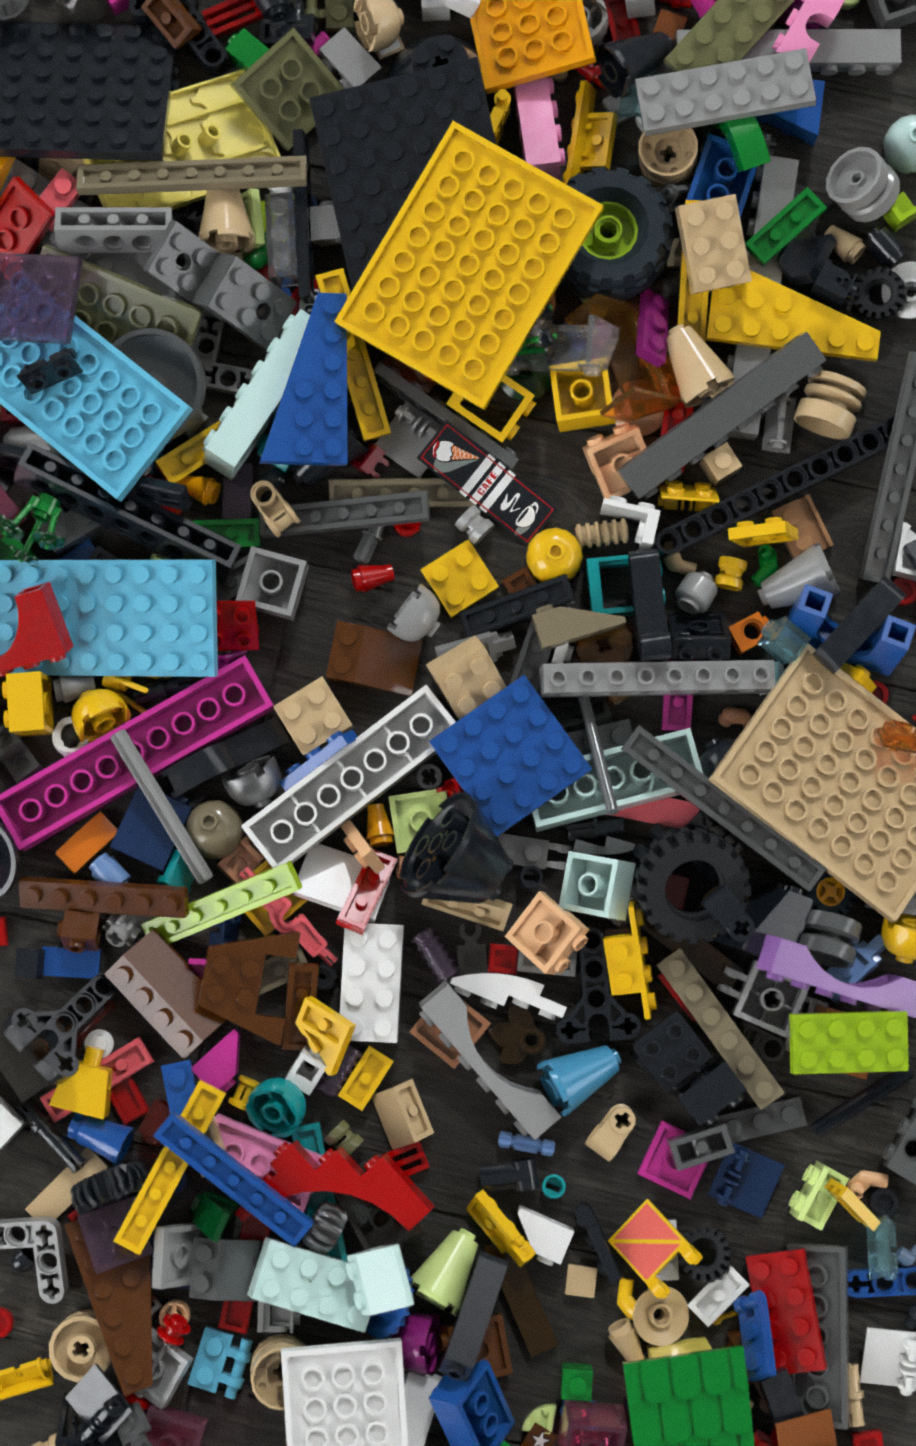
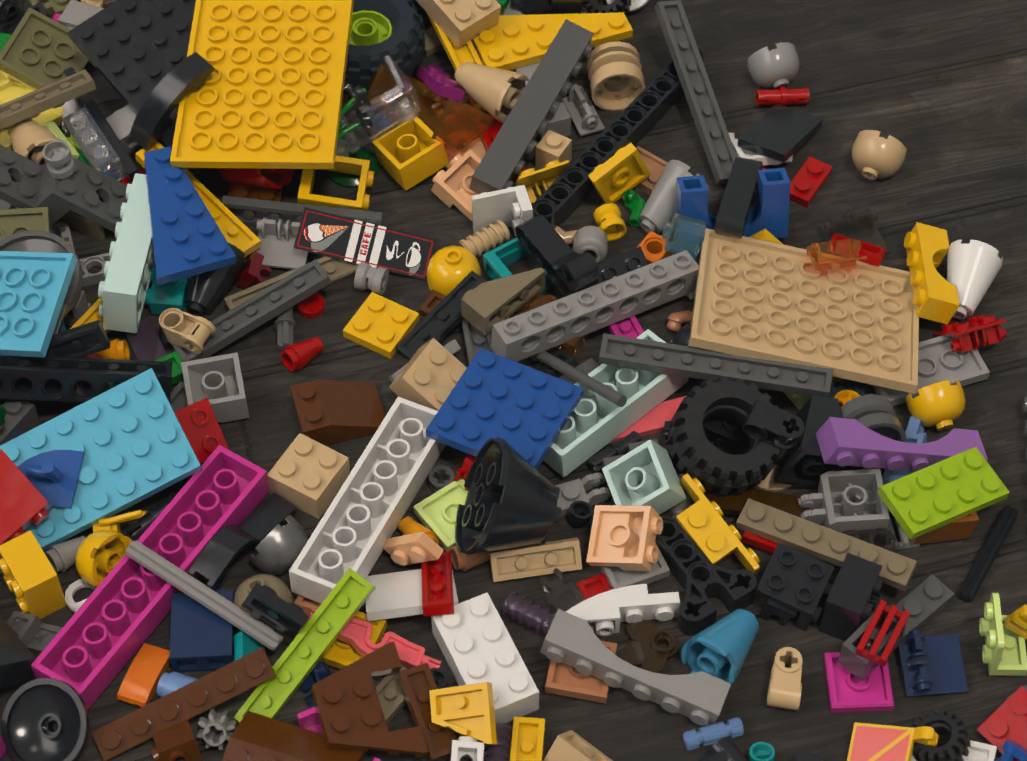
camera: 30 degrees left, 30 degrees down
(86, 618) = (55, 475): none -> blue shield
(206, 859) = (283, 616): none -> black plate
(224, 269) = (59, 159): none -> light grey wheel
(317, 757) = (340, 472): plate -> none
(368, 241) = (166, 97): none -> black slope
(416, 616) = (359, 357): light grey cylinder -> none
(715, 1162) = (891, 612): none -> red tile

